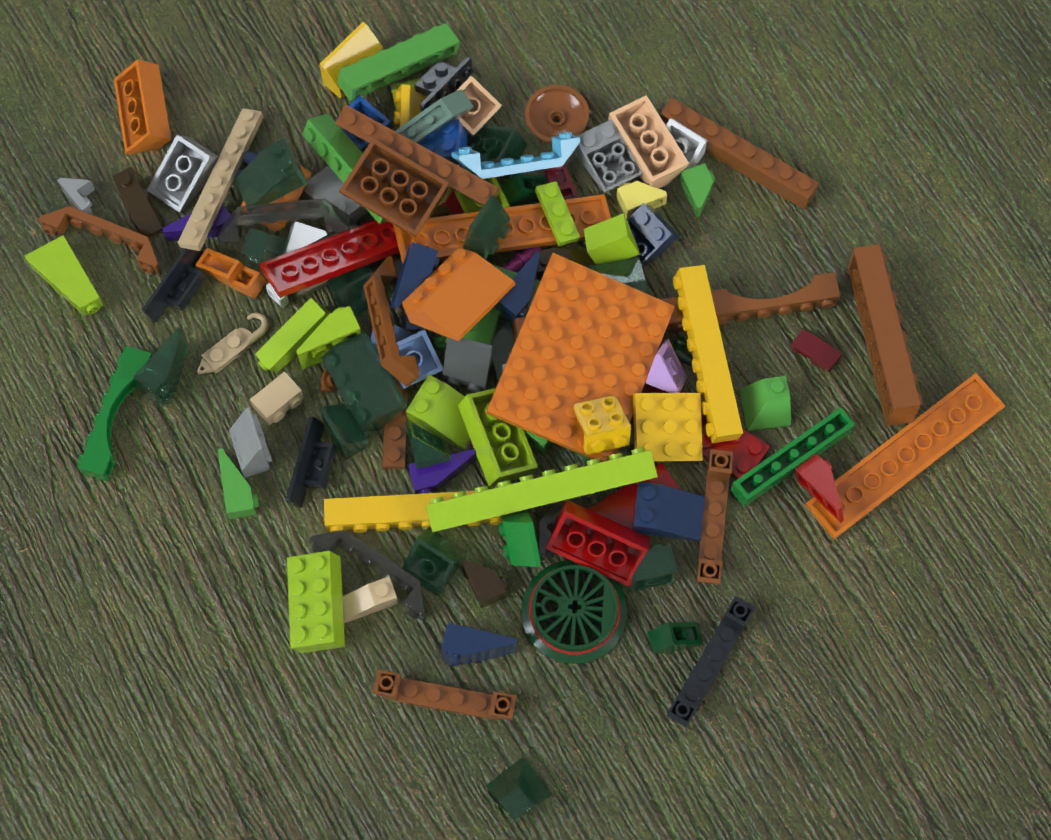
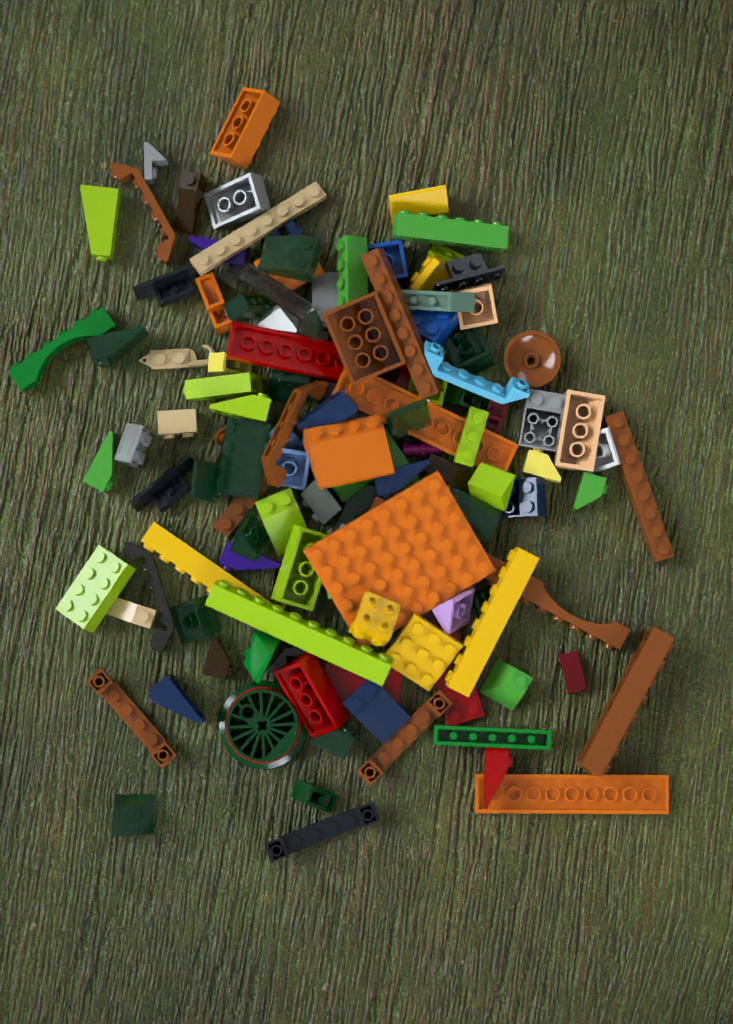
camera: 35 degrees right, 15 degrees up
(280, 311) = (220, 365): none -> light yellow slope

